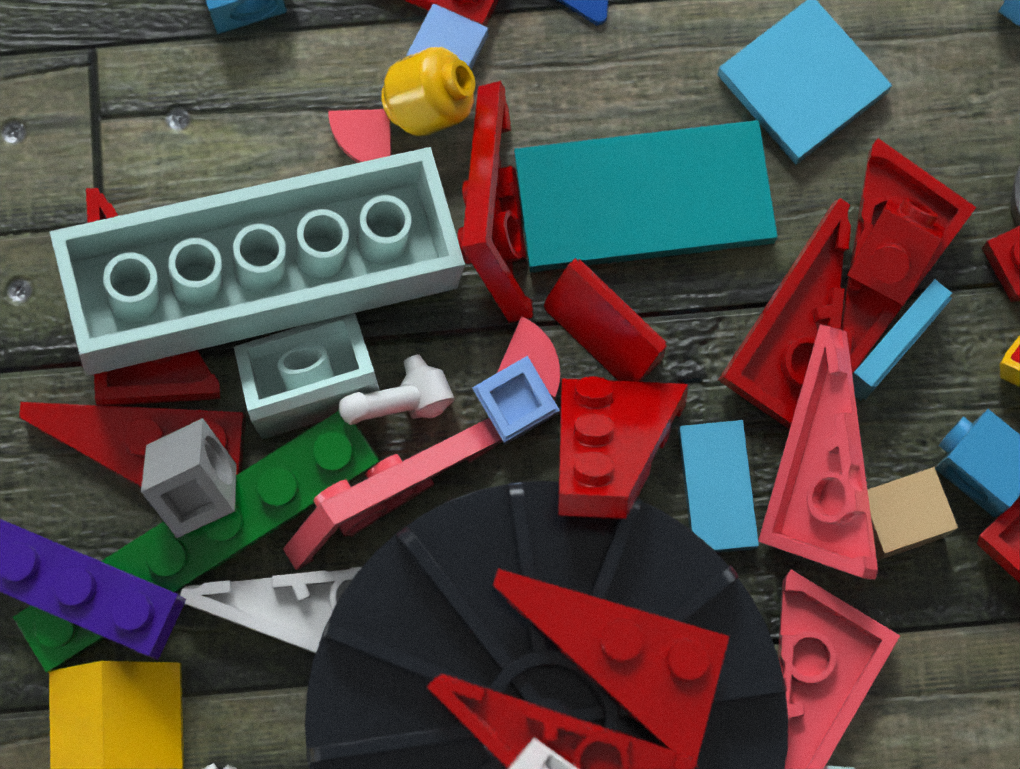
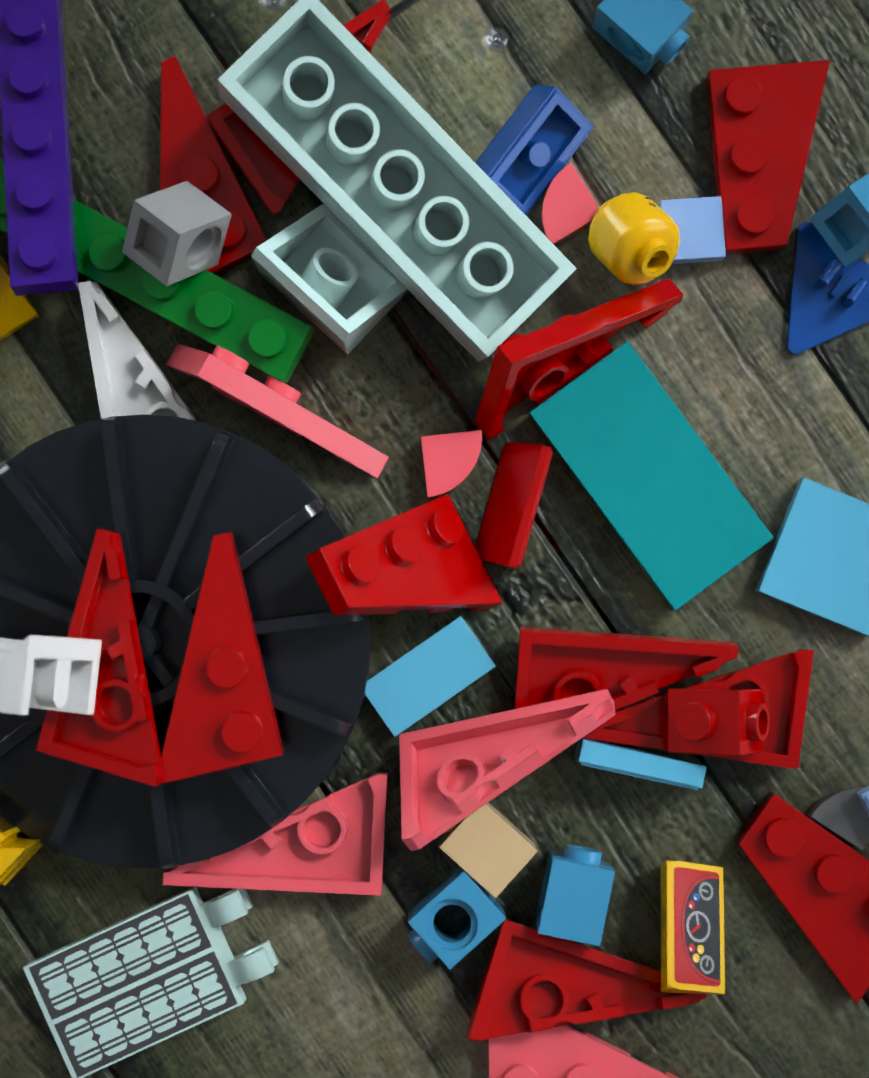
camera: 60 degrees right, 10 degrees up
(289, 130) = (534, 145): none -> blue slope
(421, 393) = (367, 383): white piece -> none
(516, 400) = (404, 466): light blue tile -> none
(968, 555) = (458, 890): none -> dark azure brick

